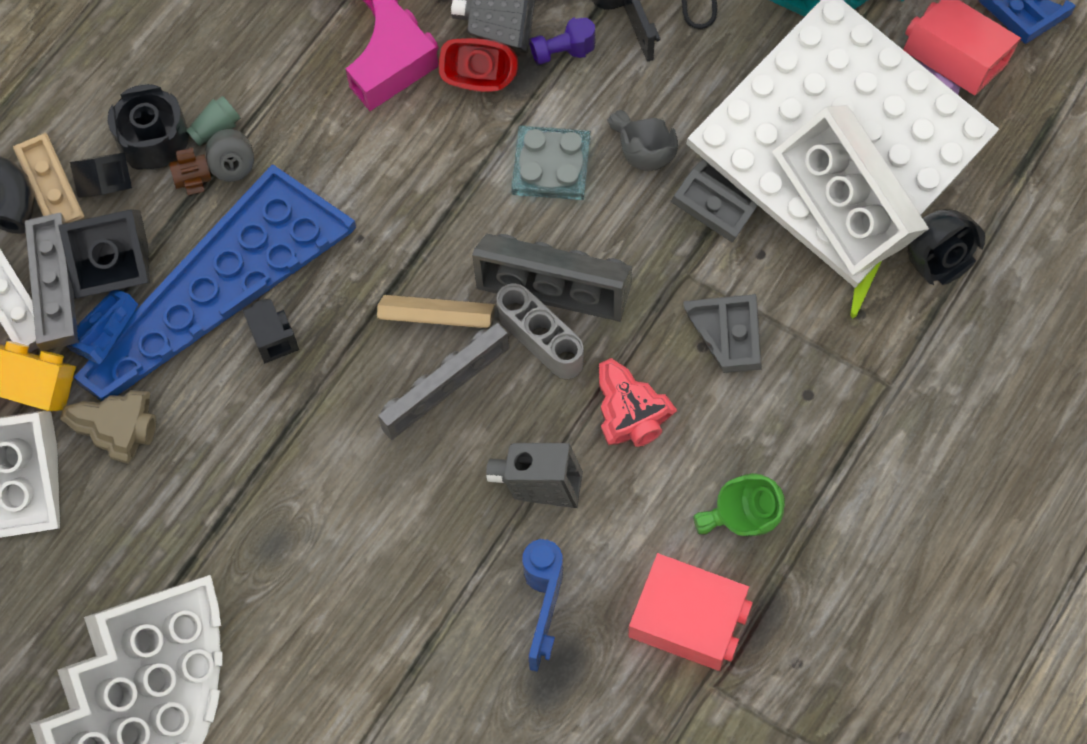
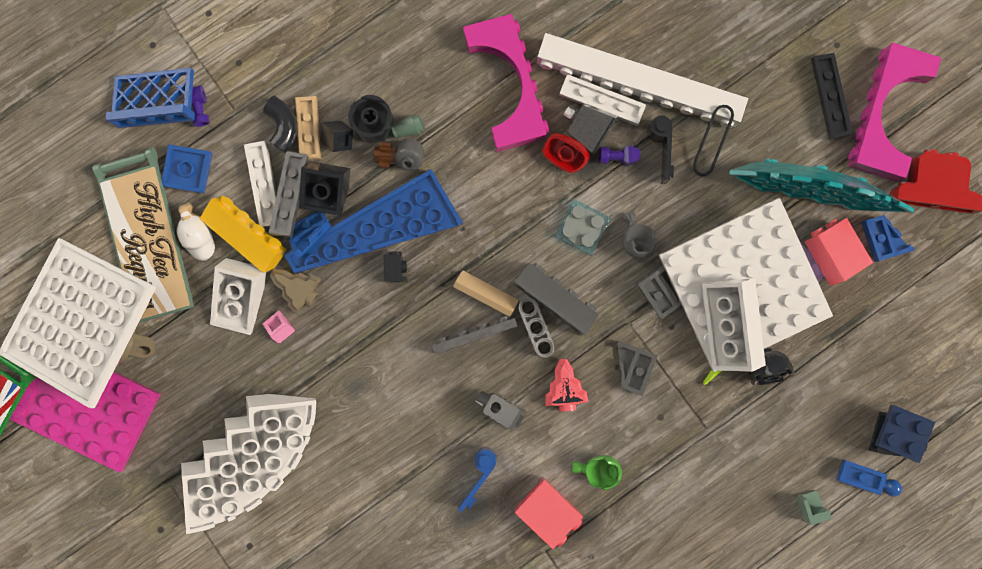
camera: 20 degrees right, 20 degrees up
(104, 499) = (278, 327): none -> bright pink slope

